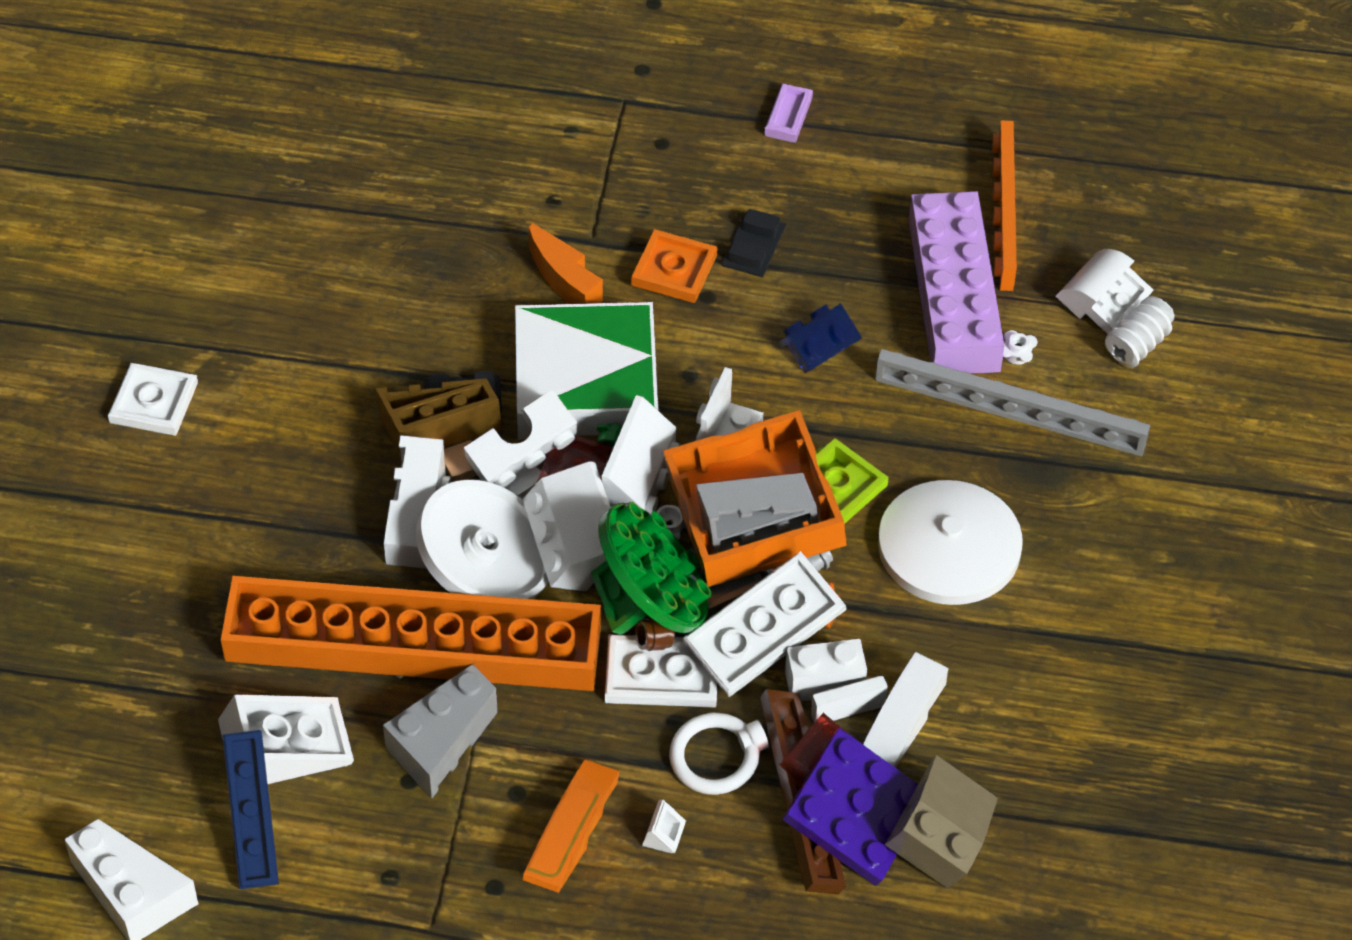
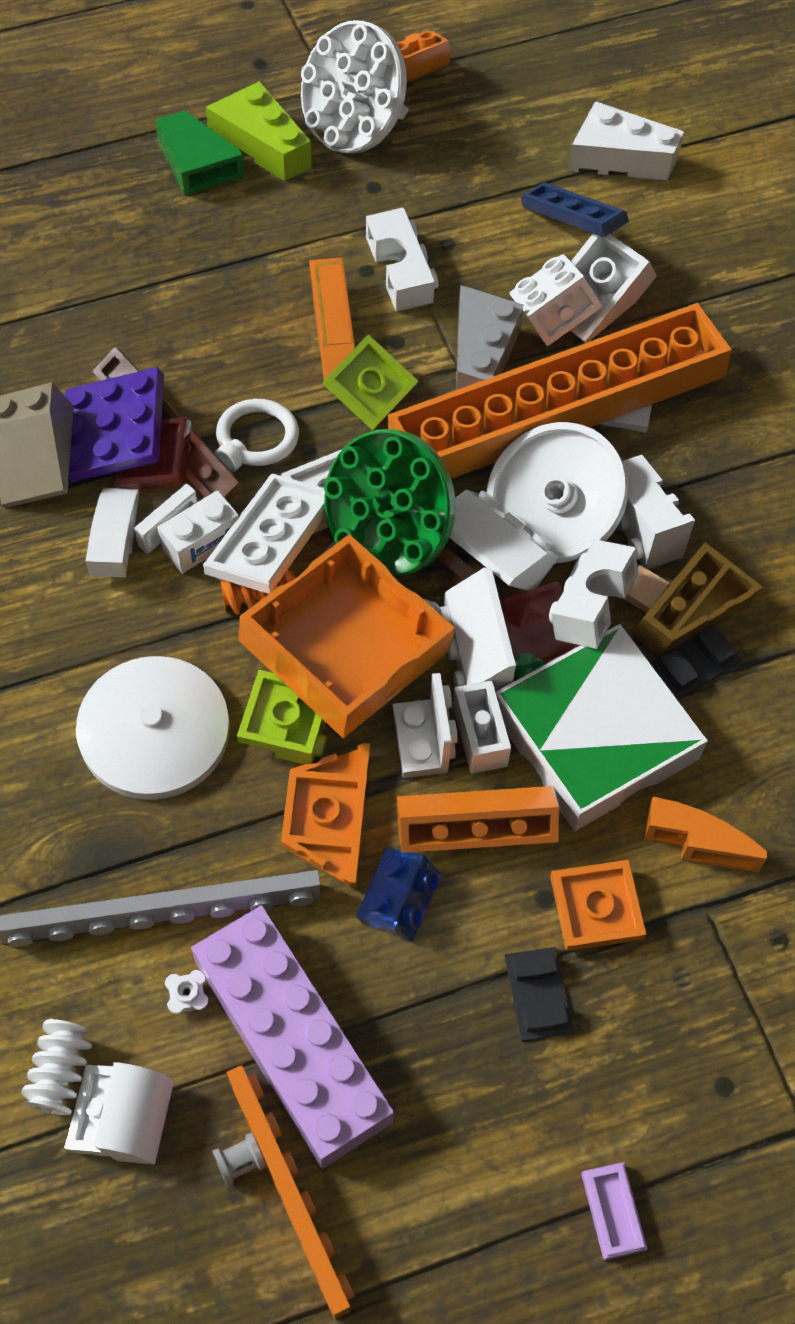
camera: 150 degrees right, 10 degrees up
(340, 742) = (556, 298): none -> white bracket
(463, 833) = (395, 238): none -> white arch
(579, 738) = (370, 382): none -> lime plate
(664, 829) = (262, 357): white slope -> none
(683, 397) = (481, 727): none -> white brick
(730, 346) = (477, 819): none -> orange brick
(754, 508) = (336, 607): light grey wedge -> none
(846, 407) = (327, 813): none -> orange wing
(1032, 235) = (239, 1159): none -> light grey bush

